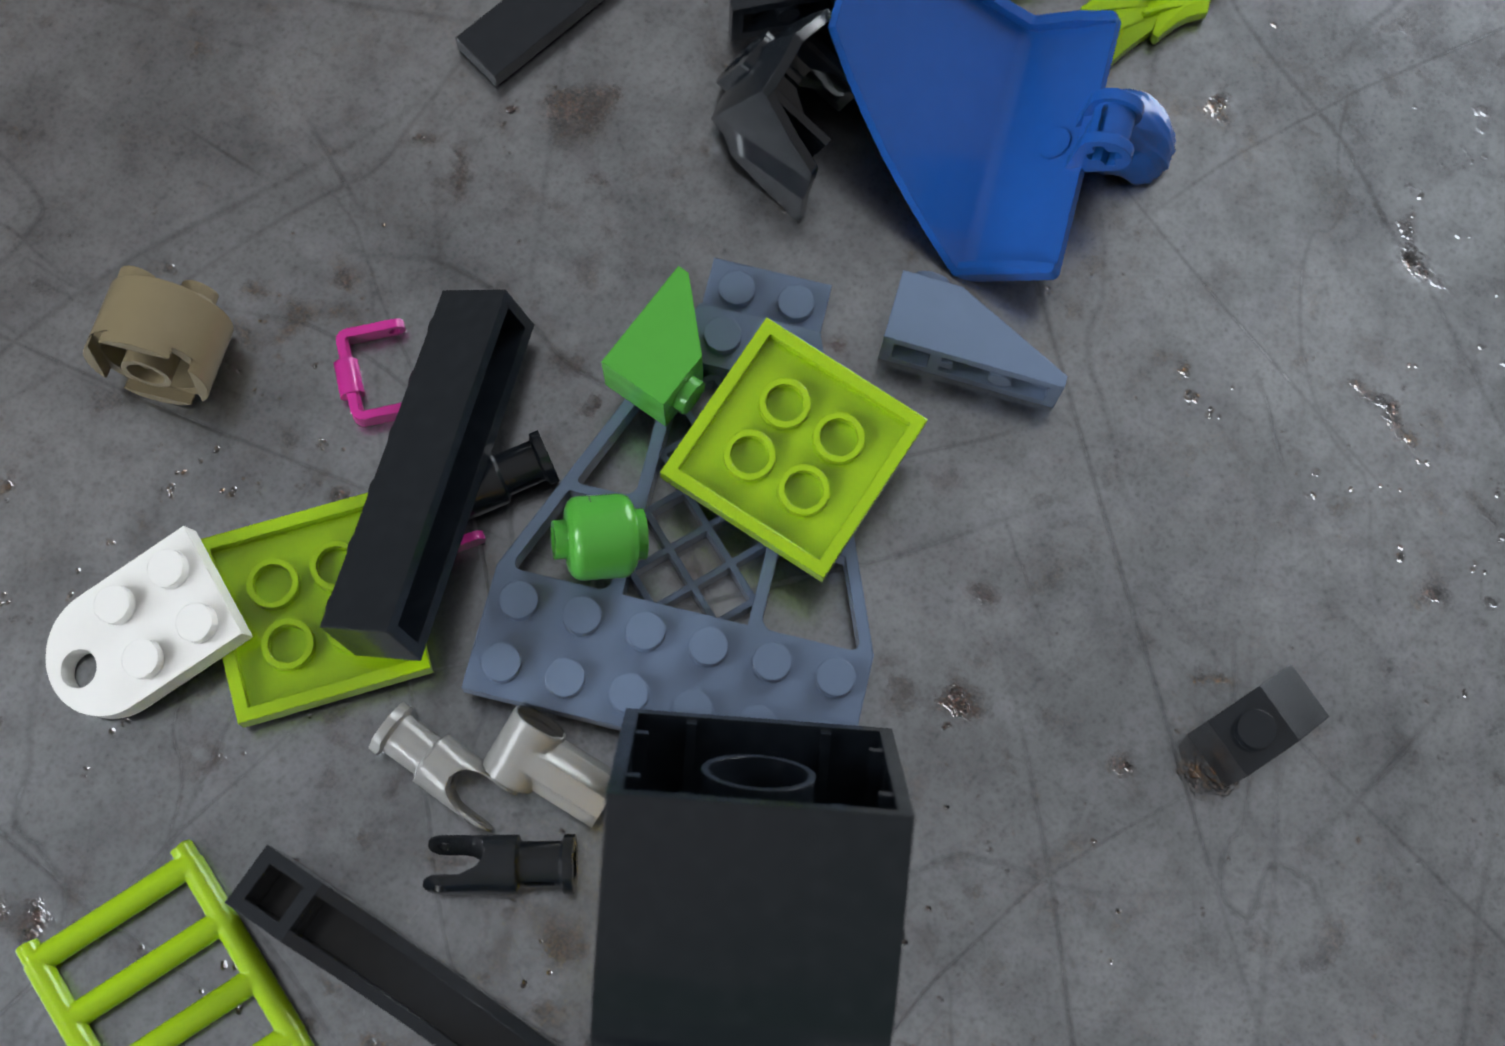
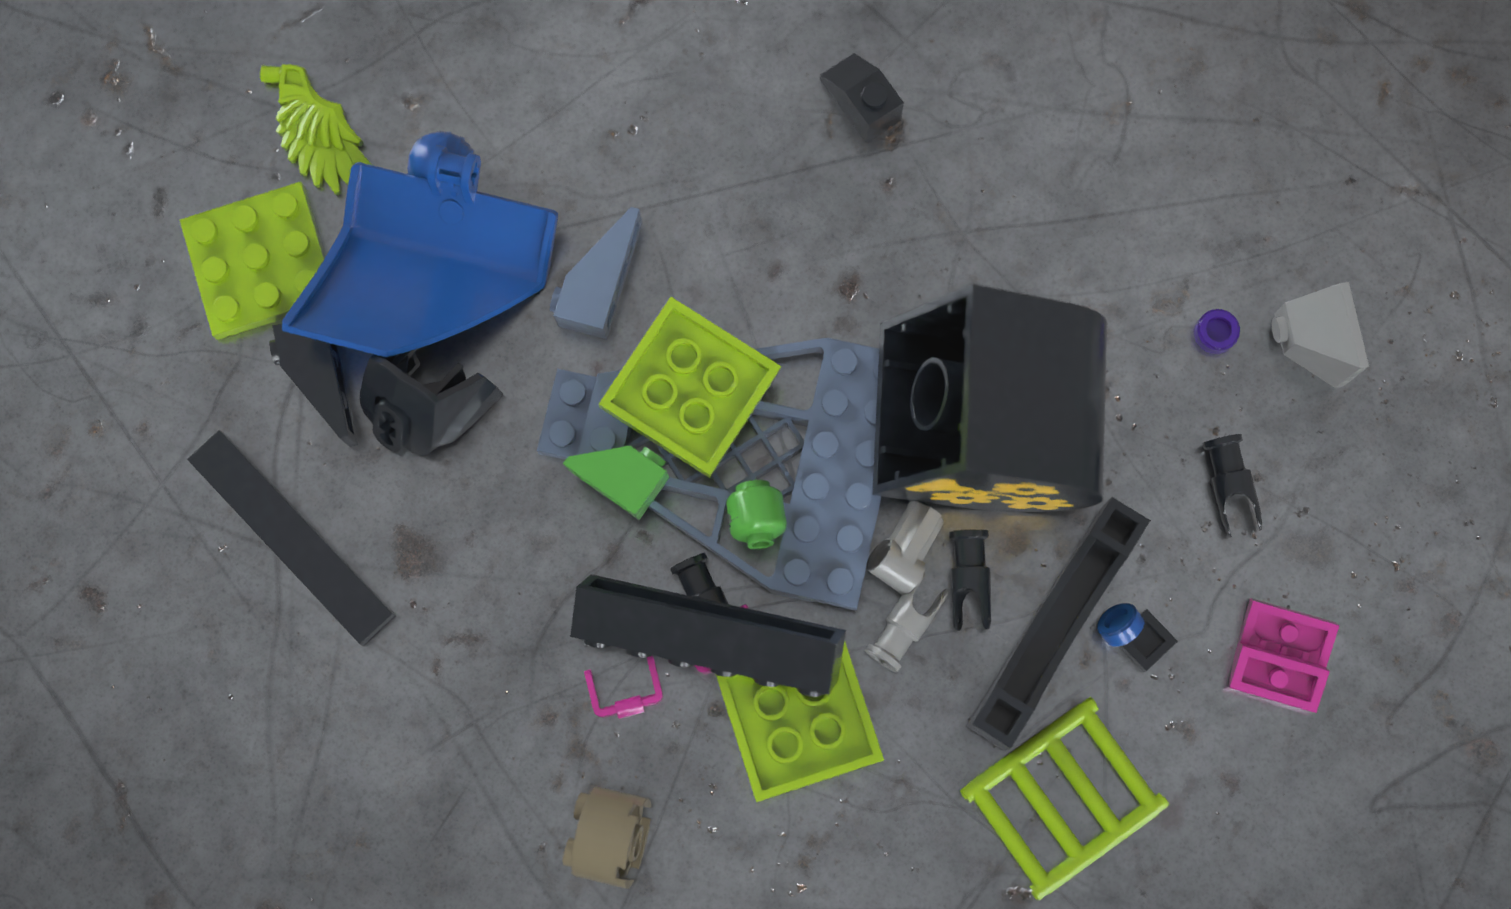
camera: 80 degrees left, 5 degrees up
(146, 628) = (819, 829): white plate -> none

